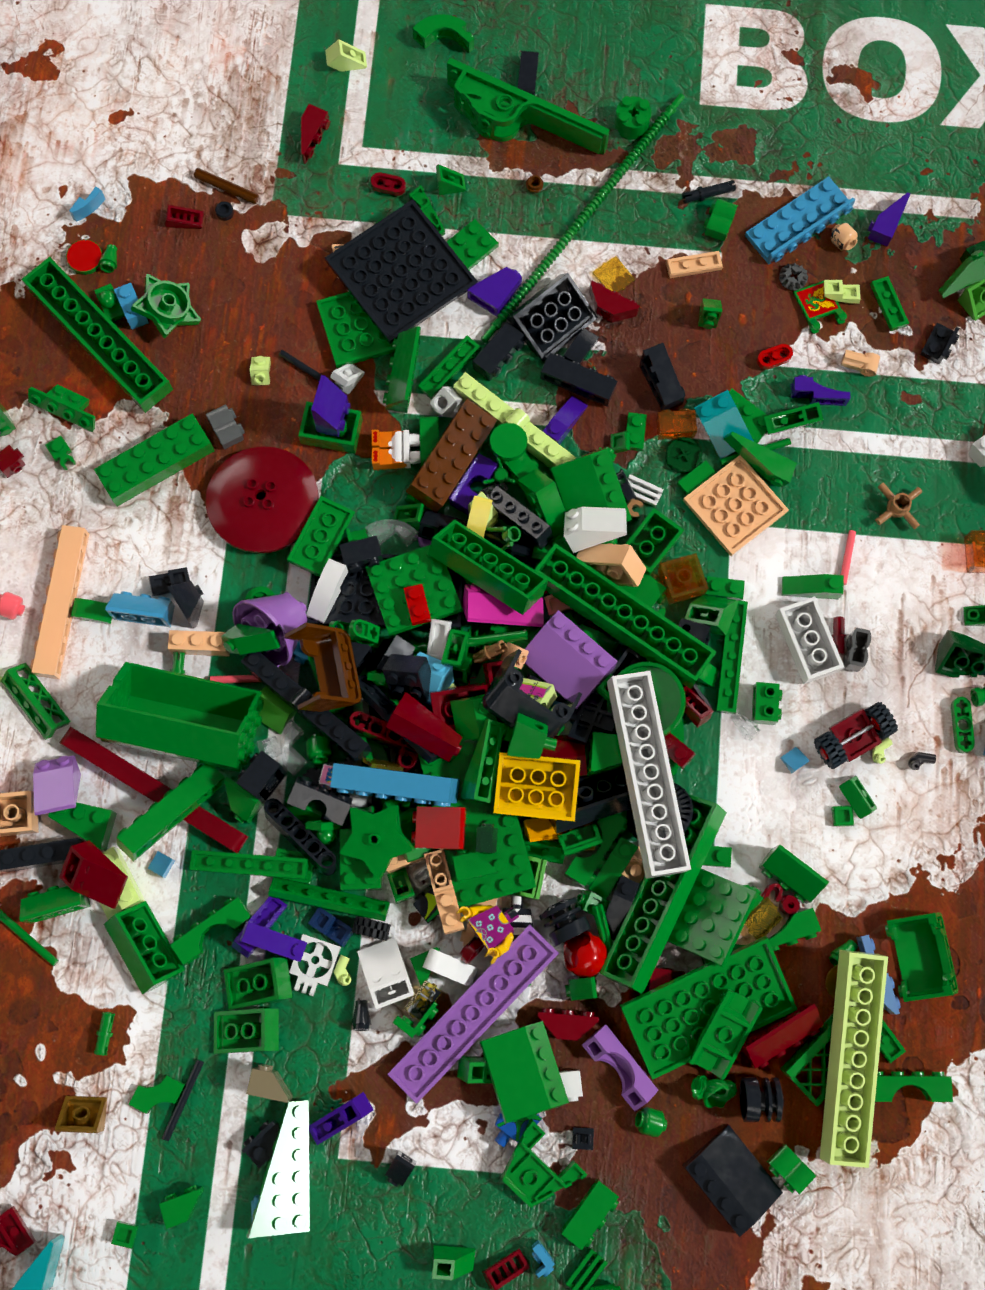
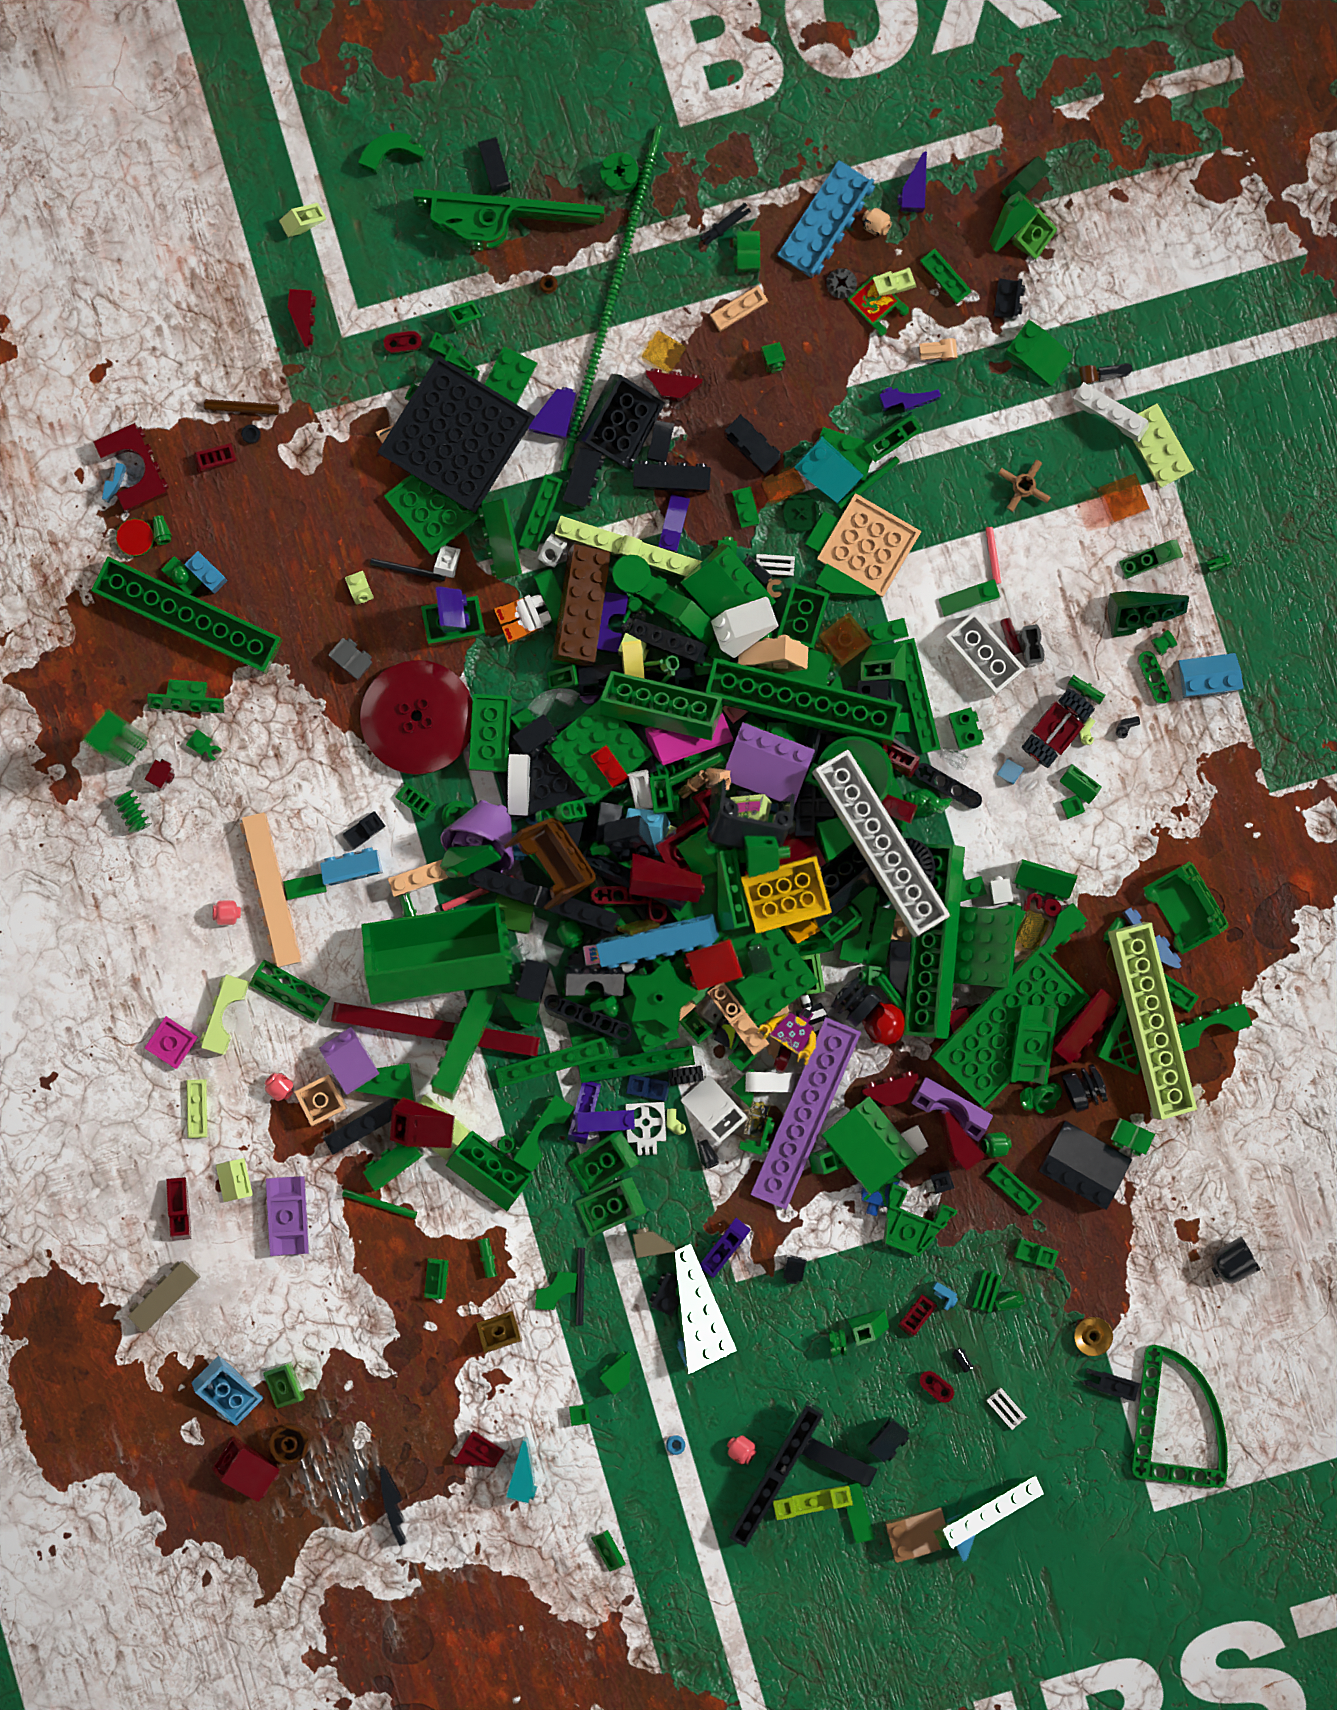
camera: 20 degrees left, 10 degrees up
(47, 1035) = (436, 1278): none -> green hinge
(118, 218) = (151, 485): none -> dark red arch
(154, 460) = (298, 718): green brick -> none
(161, 864) = (471, 1092): dark azure slope -> none
(166, 305) = (241, 559): green plate -> none
(167, 928) = (501, 1144): none -> green plate
(189, 600) = (392, 842): black slope -> none
(237, 585) = (427, 811): none -> green slope
(413, 1266) = (837, 1343): none -> green wheel
(433, 932) = (741, 1056): none -> green panel
(581, 989) = (892, 1055): green slope -> none
(590, 1215) = (972, 1242): green brick -> none
(614, 1110) = (959, 1145): none -> dark red slope
(620, 442) = (735, 525): green tile -> none
(650, 1253) = (1035, 1253): none -> green slope
(652, 1174) = (1014, 1188): none -> green tile
(699, 530) = (838, 583): none -> green slope
(705, 758) = (926, 802): none -> green hair
(732, 748) = (949, 783): none -> black beam
(745, 869) = (1000, 890): none -> white brick
(765, 461) = (882, 492): green slope -> none
(773, 356) = (852, 377): red plate -> none
(900, 718) = (1086, 689): none -> green pin
(951, 396) = (1039, 353): none -> green slope

